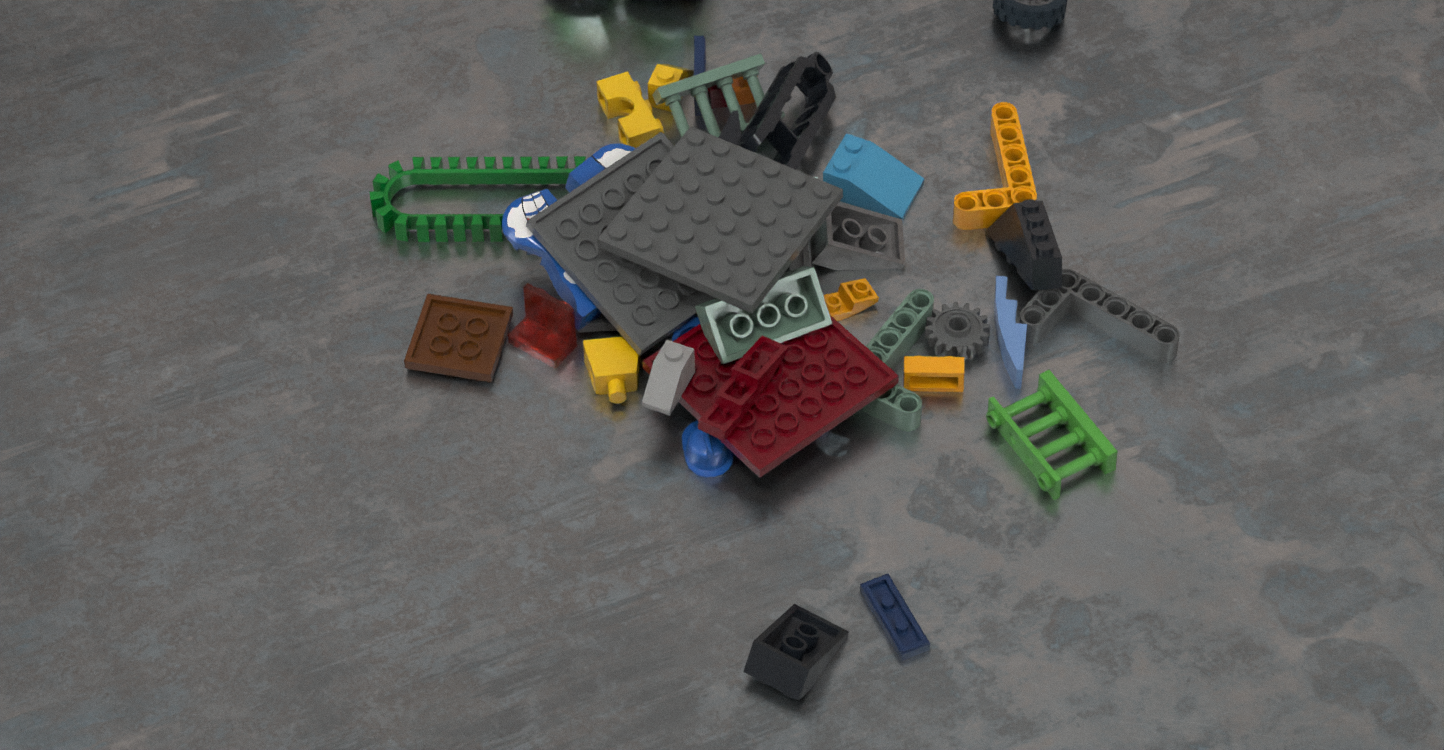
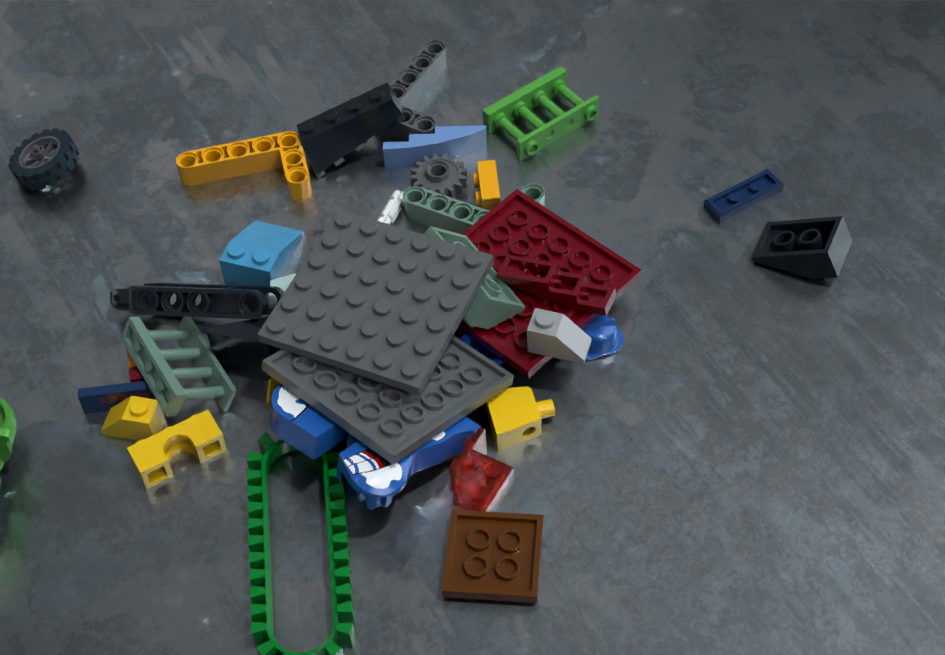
camera: 95 degrees left, 0 degrees up
(899, 283) = (392, 208): none -> white axle

